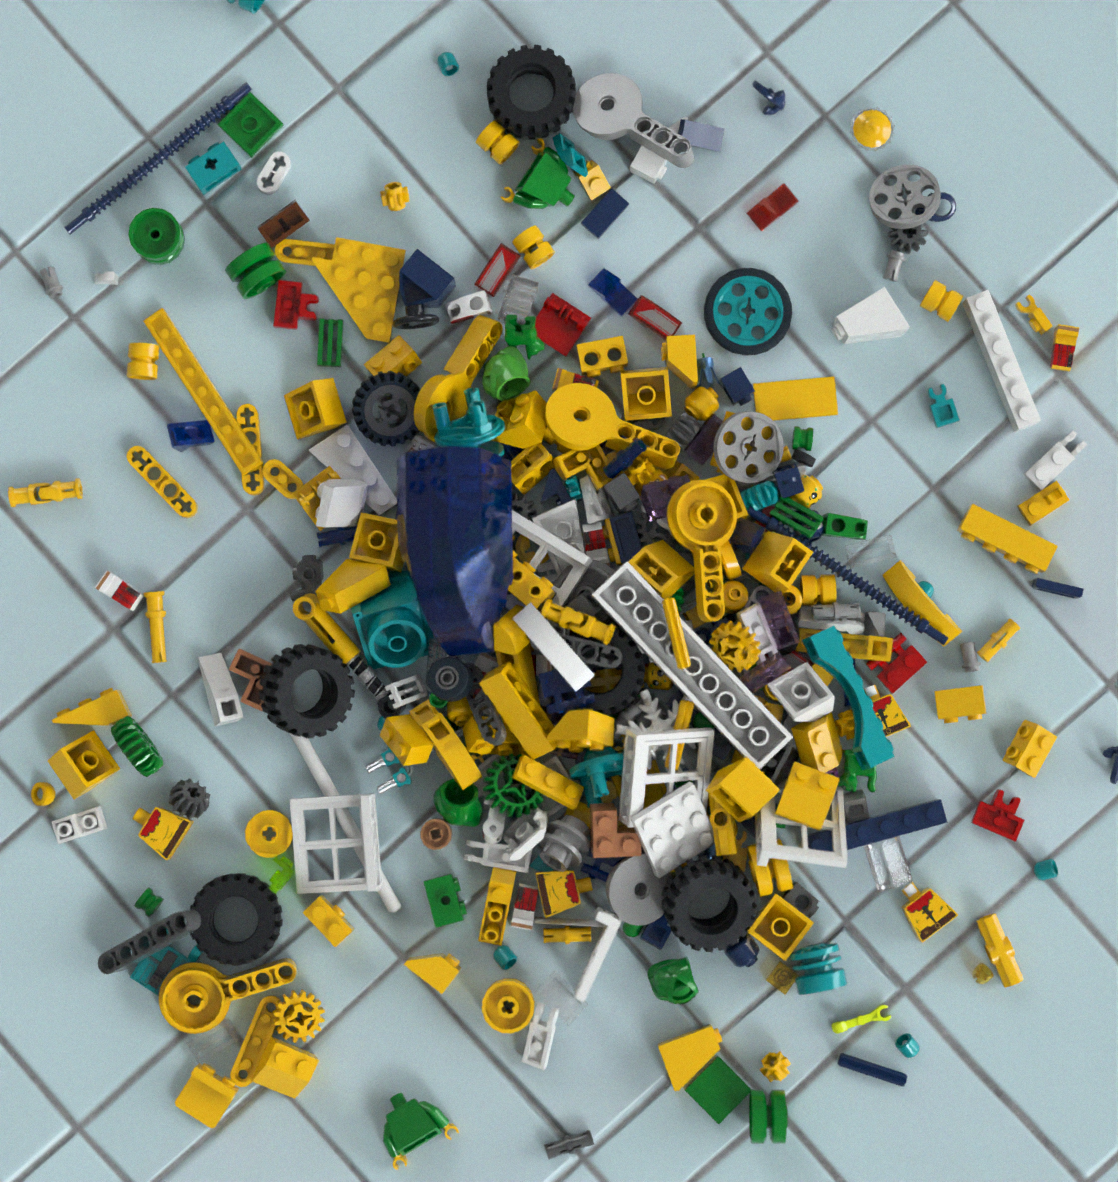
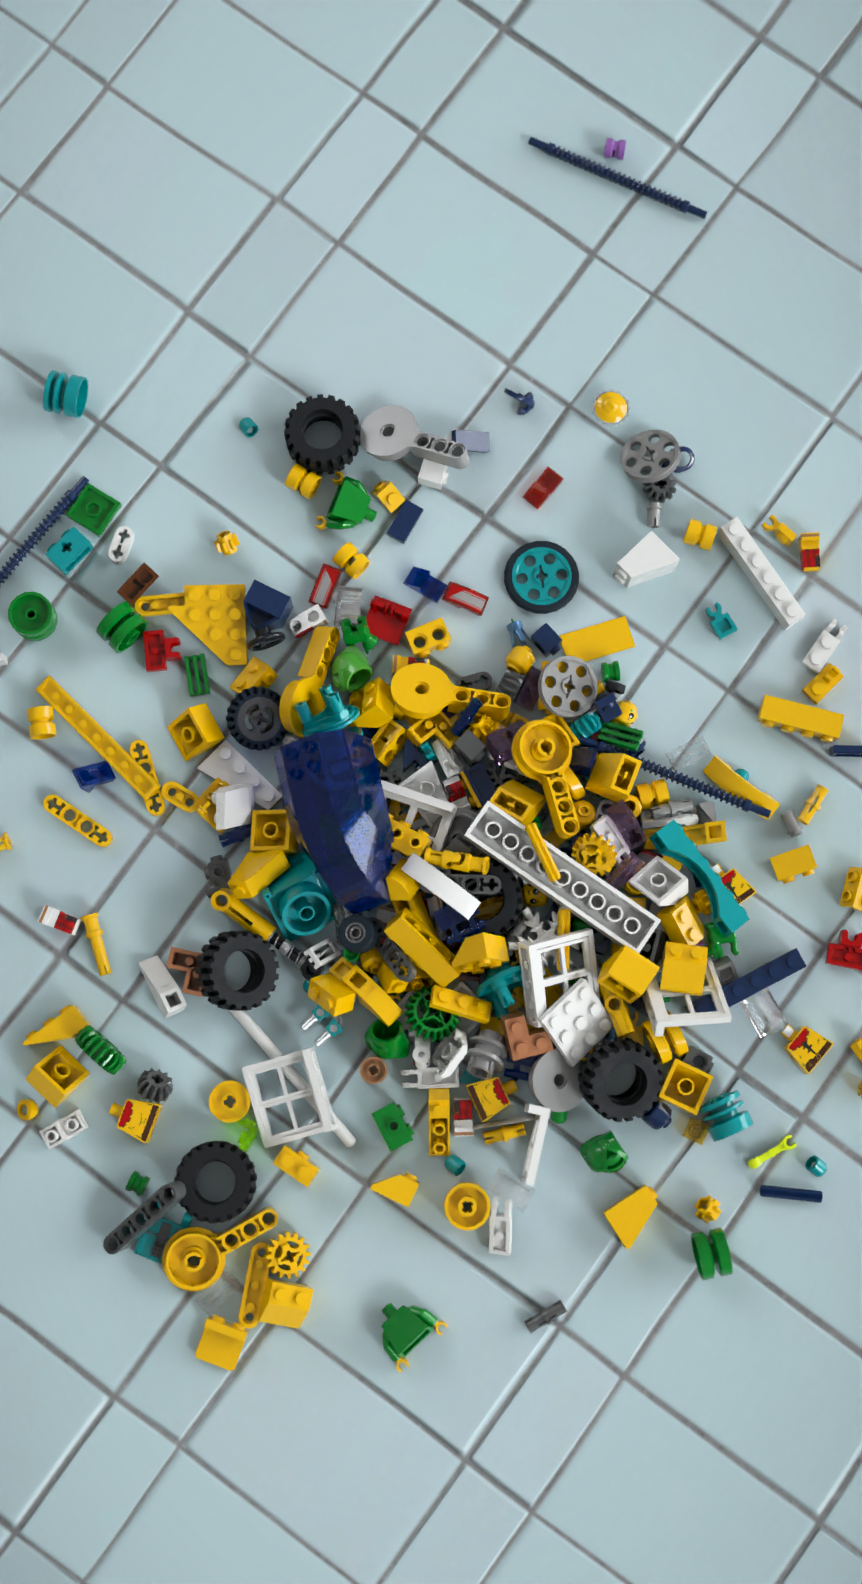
camera: 15 degrees left, 5 degrees down
(568, 154) = (365, 478): teal slope -> none
(646, 393) = (472, 661): yellow slope -> none
(656, 933) = (580, 1115): dark blue plate -> none
(681, 358) = (495, 625): yellow slope -> none
(718, 1089) = (663, 1240): green tile -> none
(844, 526) = (662, 737): green leg -> none
(901, 668) = (736, 846): red plate -> none

